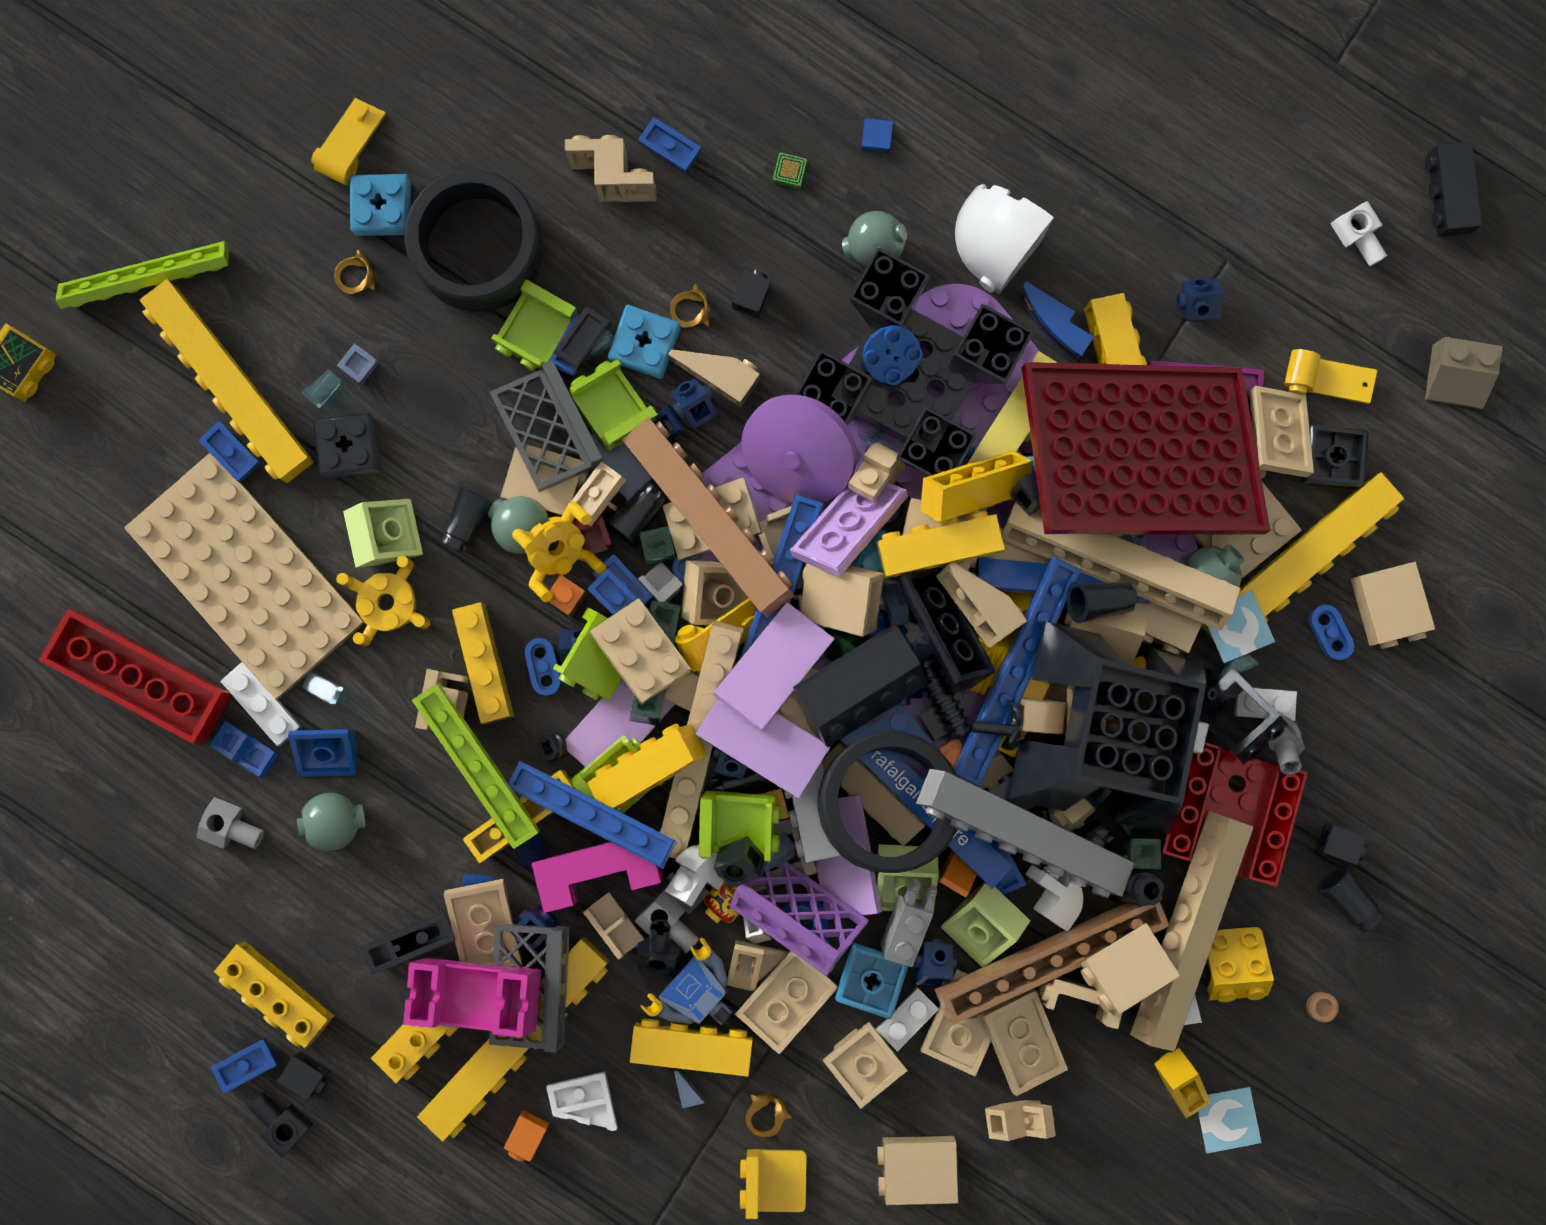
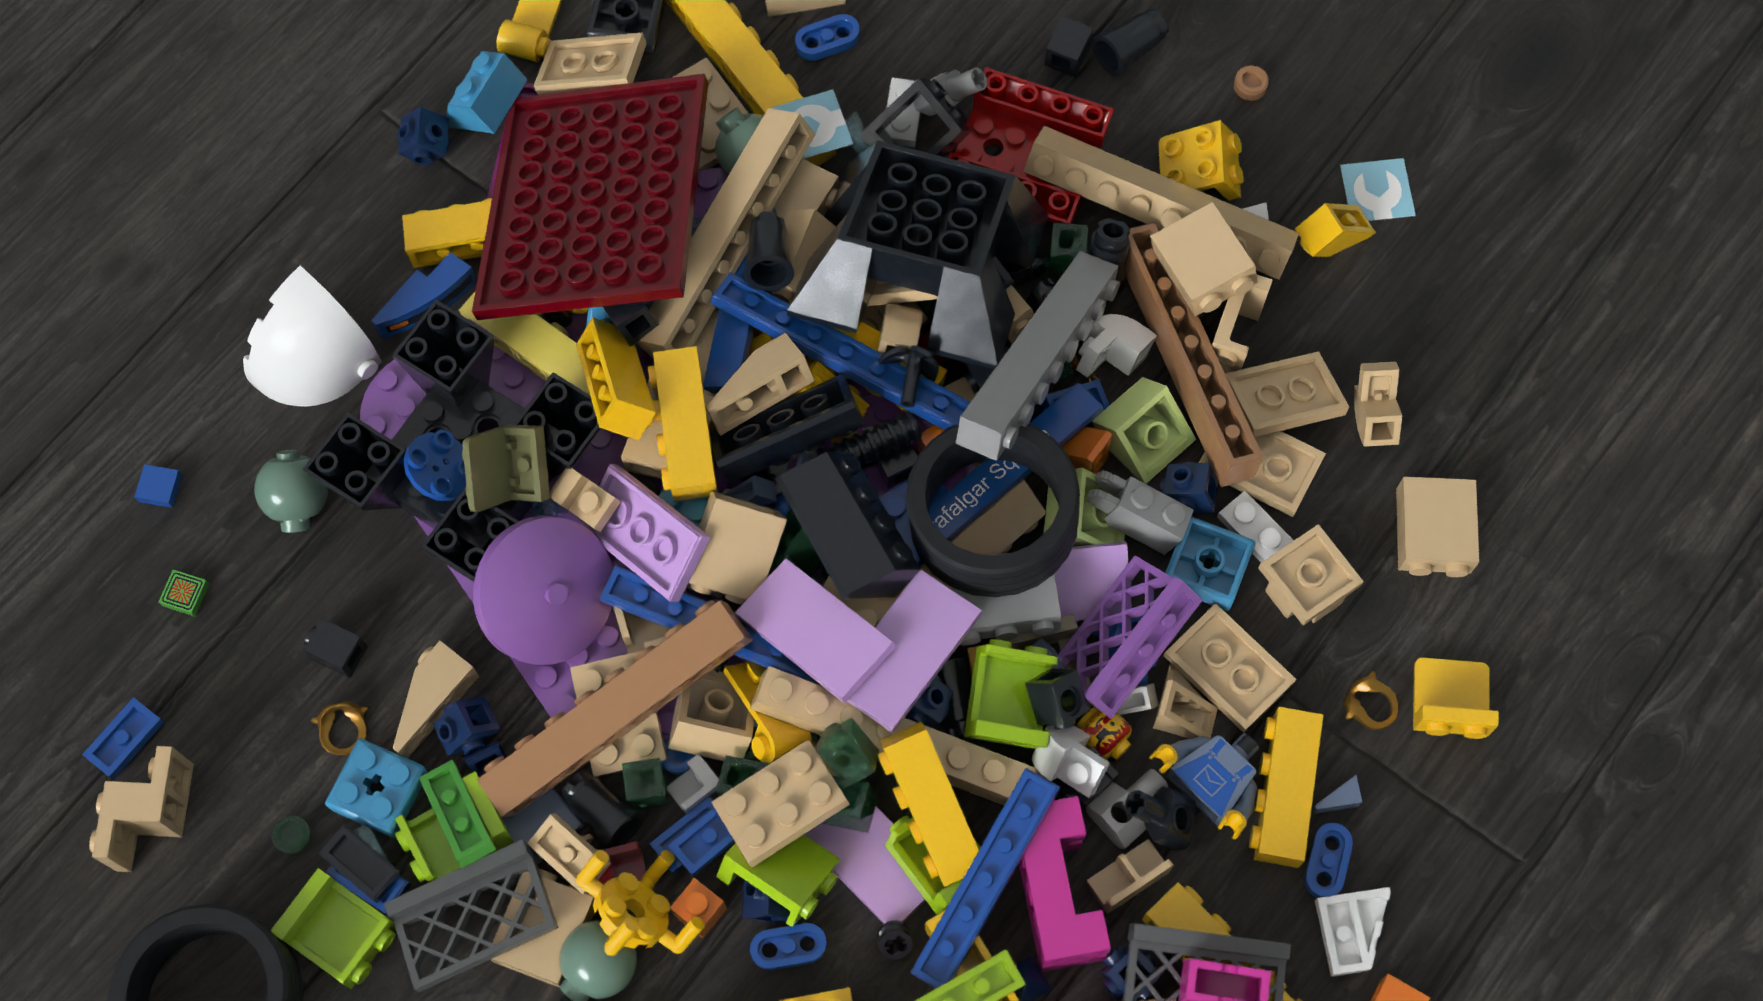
camera: 85 degrees left, 15 degrees down
(605, 283) = (291, 834): none -> clear green plate
(622, 405) = (457, 814): none -> bright green plate
(635, 1082) = (1328, 862): none -> blue plate
(679, 701) = (848, 751): none -> clear green brick
(892, 406) = (505, 466): none -> olive bracket
(1242, 347) = (485, 93): none -> dark azure slope

